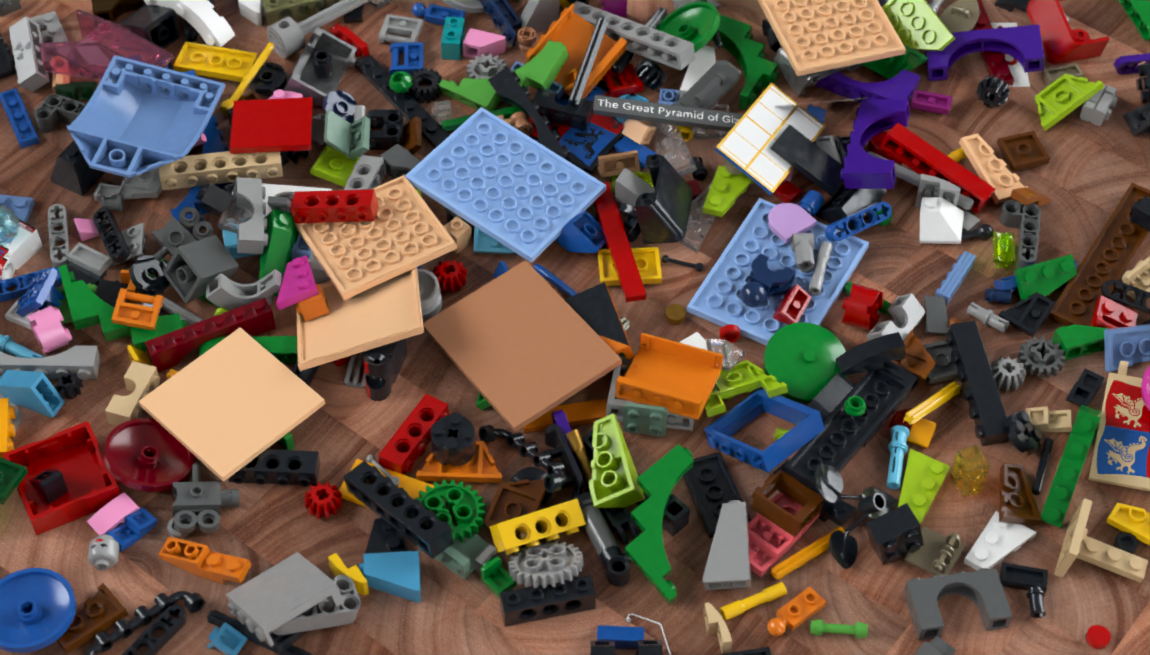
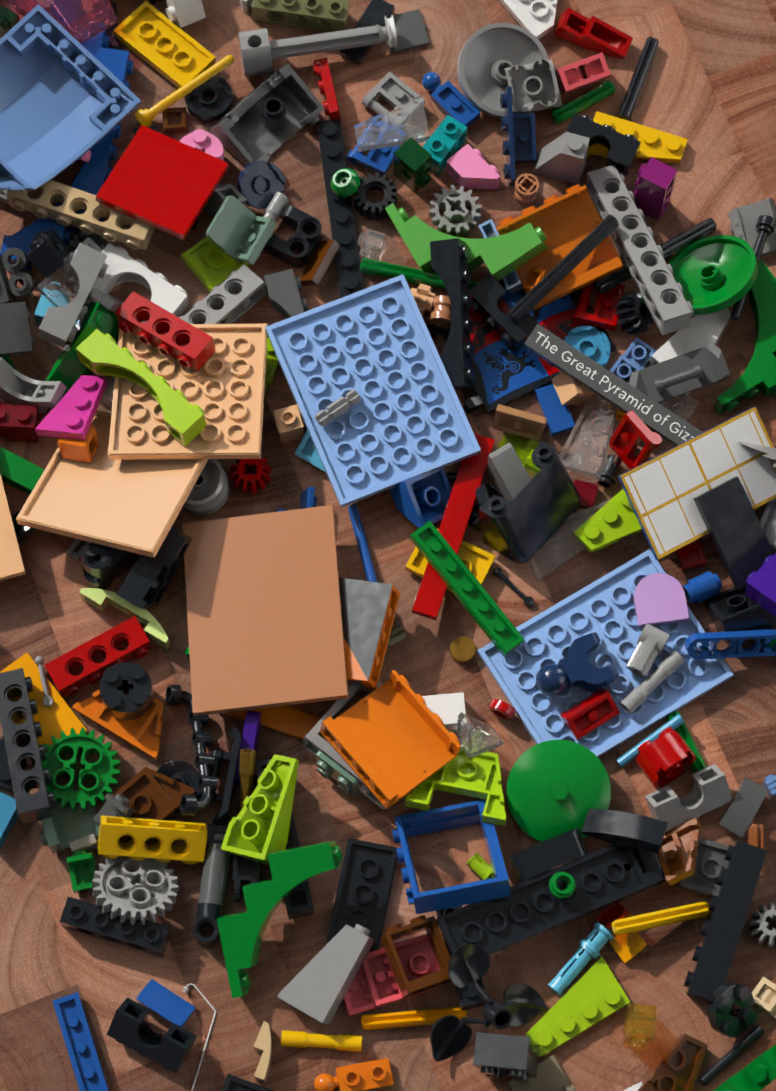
camera: 30 degrees right, 20 degrees up
(305, 238) = (106, 358): none -> lime arch
(412, 394) = (101, 598): none -> yellowish green slope
(414, 39) = (393, 127): none -> clear wing
(422, 357) = (152, 575): none -> black wedge
(441, 53) = (412, 165): none -> dark green brick
(490, 199) = (337, 408): none -> light grey axle
(494, 516) = (115, 806): none -> dark grey bracket
(654, 269) = (466, 588): none -> green tile
(699, 136) = (628, 436): none -> red plate
(840, 312) = (633, 753): none -> dark azure bar

